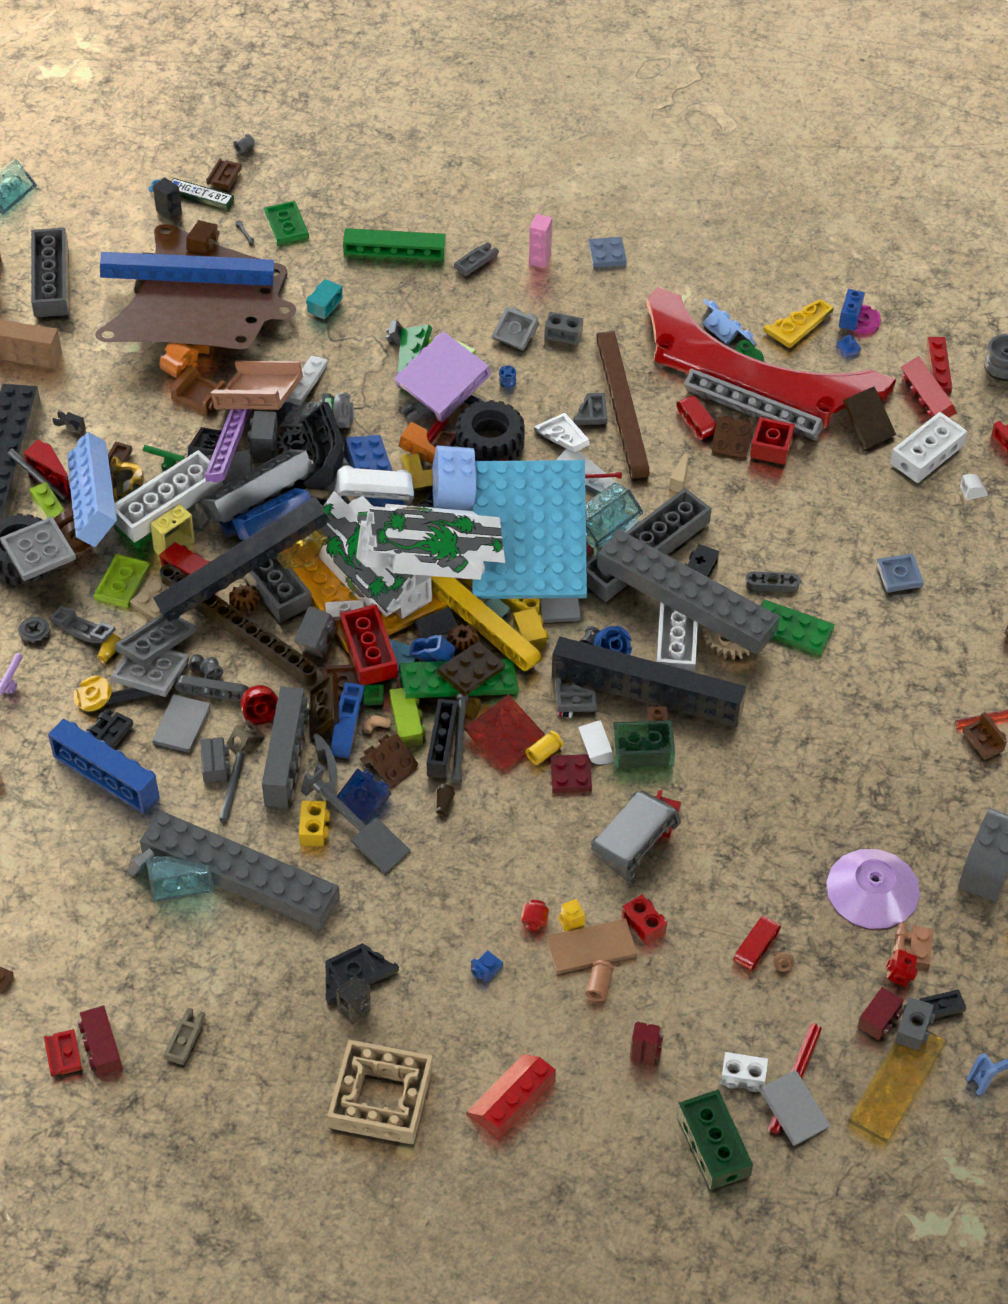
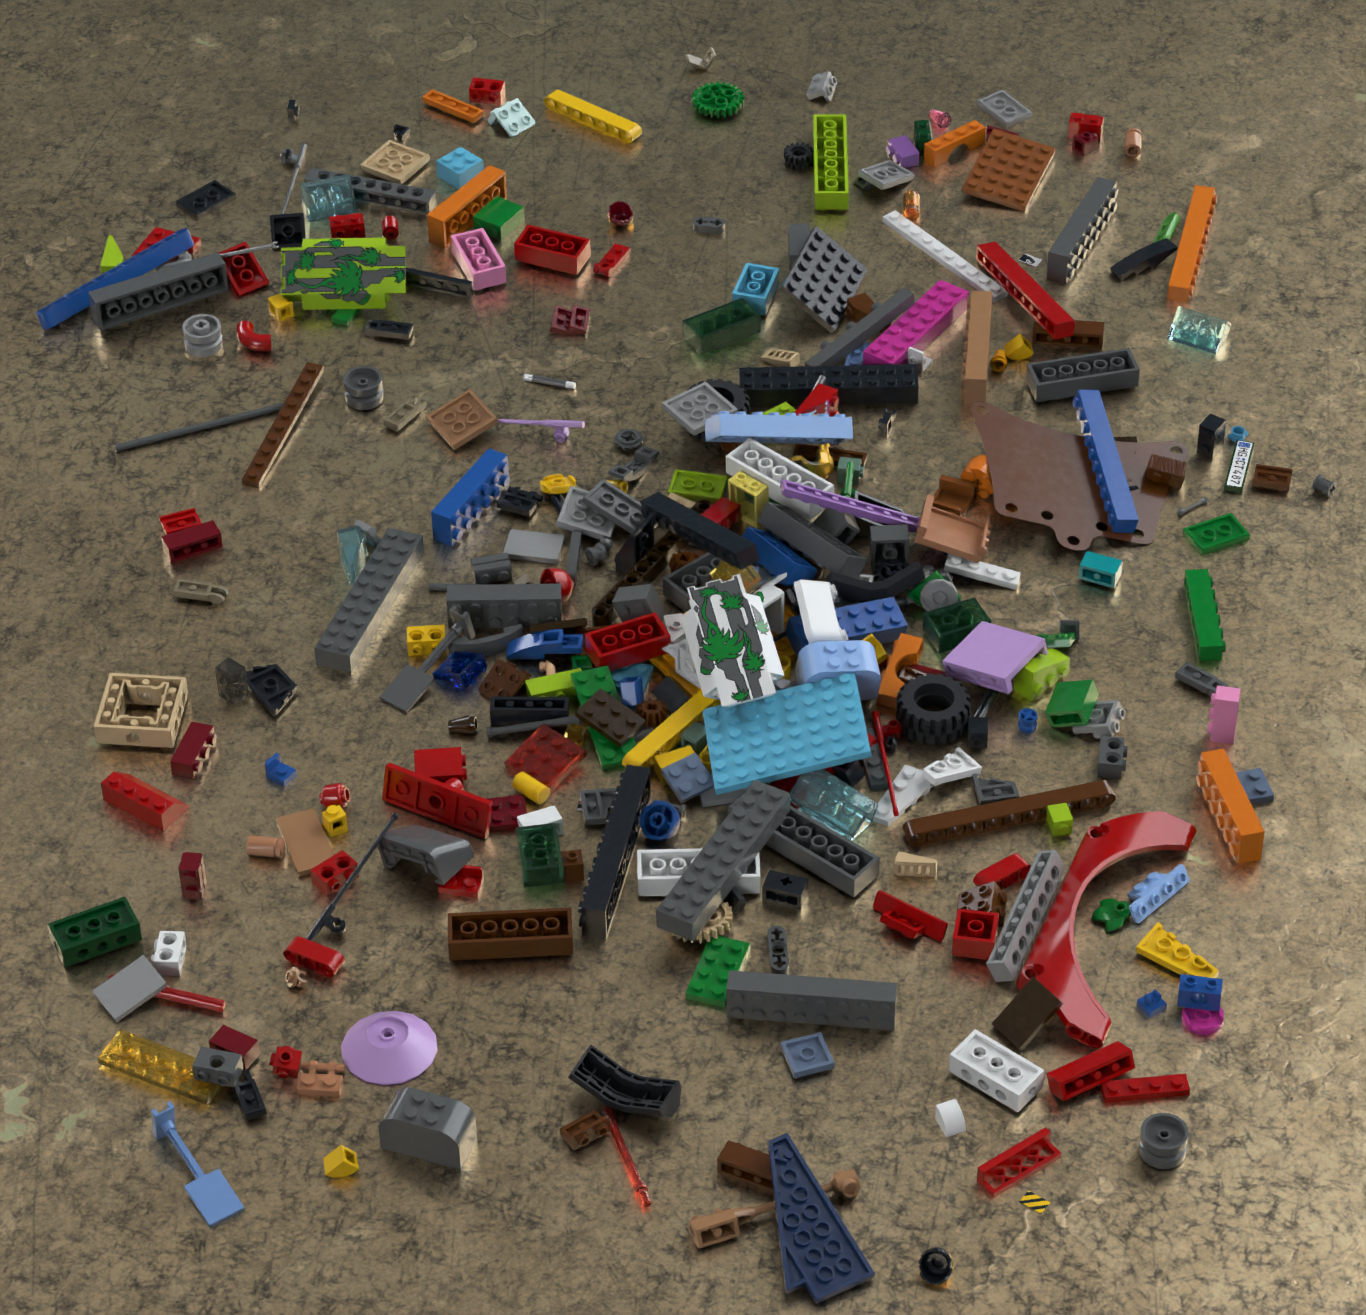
camera: 85 degrees right, 10 degrees down
(136, 455) = (857, 473): none -> sand green brick
(223, 627) = (636, 546): none -> black slope
(380, 404) = (953, 623): none -> clear green brick
(445, 1045) = (193, 750): none -> dark red brick
(498, 340) = (1071, 703): none -> green brick
(506, 823) = (441, 763): none -> red brick
(523, 407) = (977, 732): none -> black brick
(556, 619) = (688, 778): none -> sand blue plate
(559, 822) = (437, 800): none -> red plate
(636, 370) = (1059, 819): none -> lime brick
(640, 258) = (1230, 806): none -> orange brick
(716, 921) = (326, 918): none -> black piece
(744, 486) = (908, 918): none -> red bracket
(746, 775) = (510, 933): none -> reddish brown brick
(848, 557) = (811, 1000): none -> dark grey brick
(947, 697) = (623, 1088): none -> black piece

